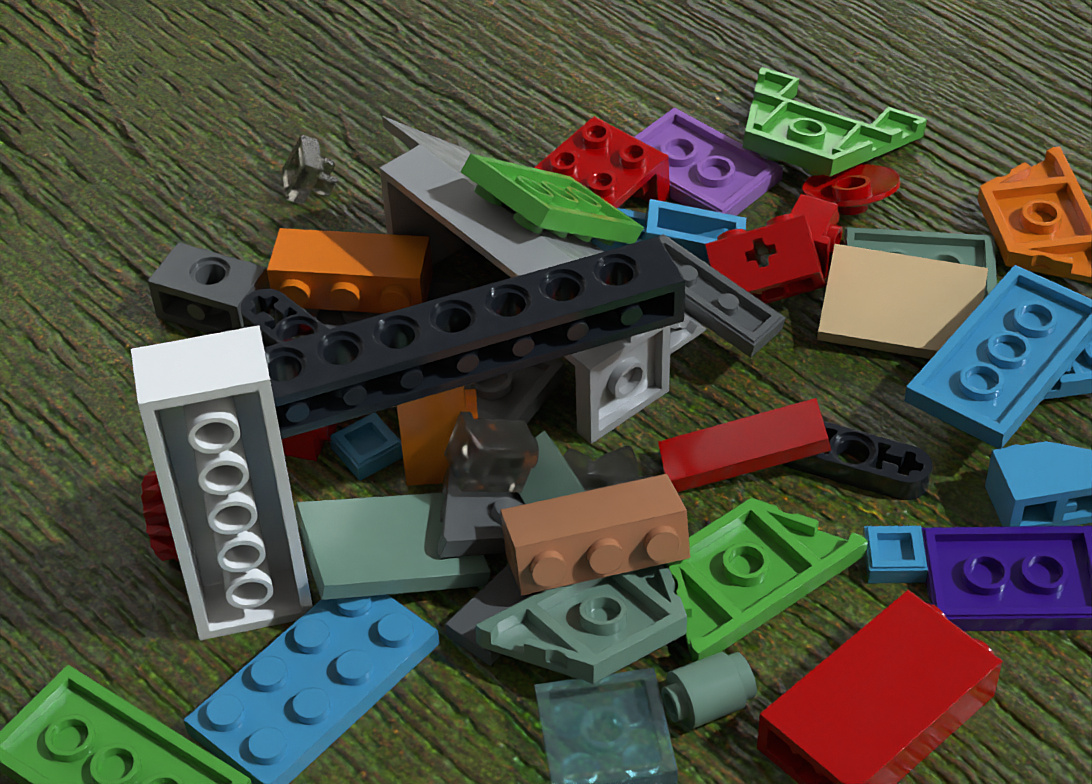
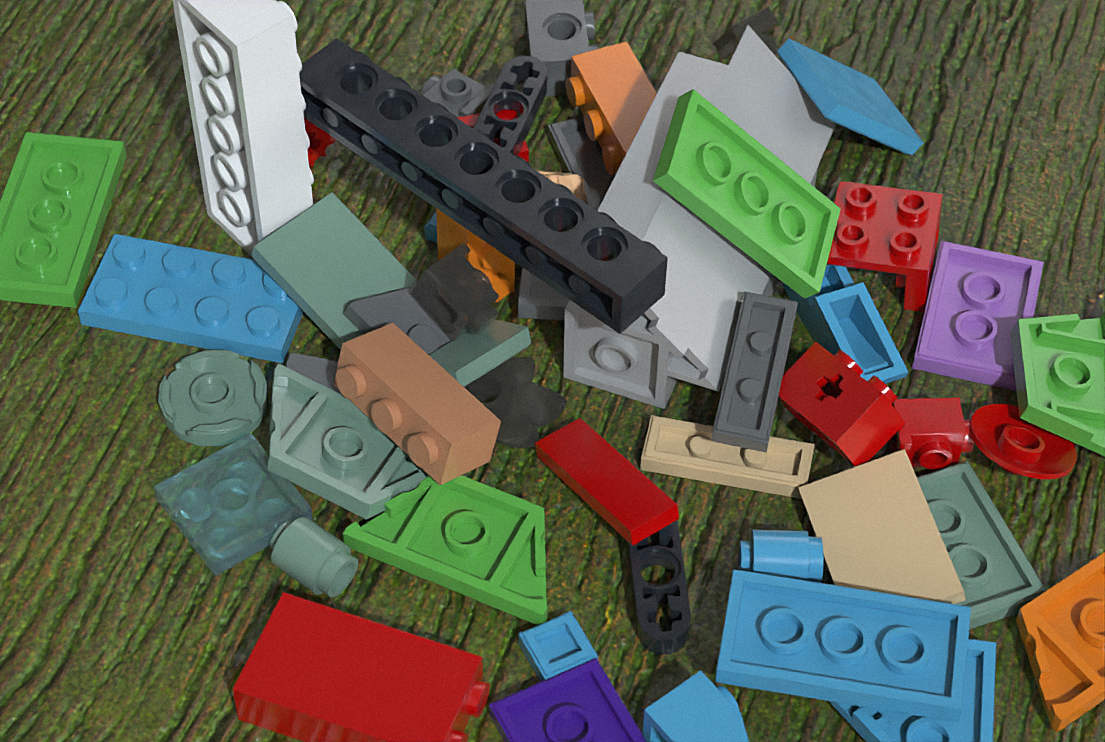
camera: 60 degrees right, 5 degrees up
(452, 712) = (213, 398): none -> sand green tile
(453, 125) = (849, 97): none -> dark azure tile
(740, 381) = (687, 452): none -> tan tile
(886, 368) = (783, 554): none -> dark azure brick

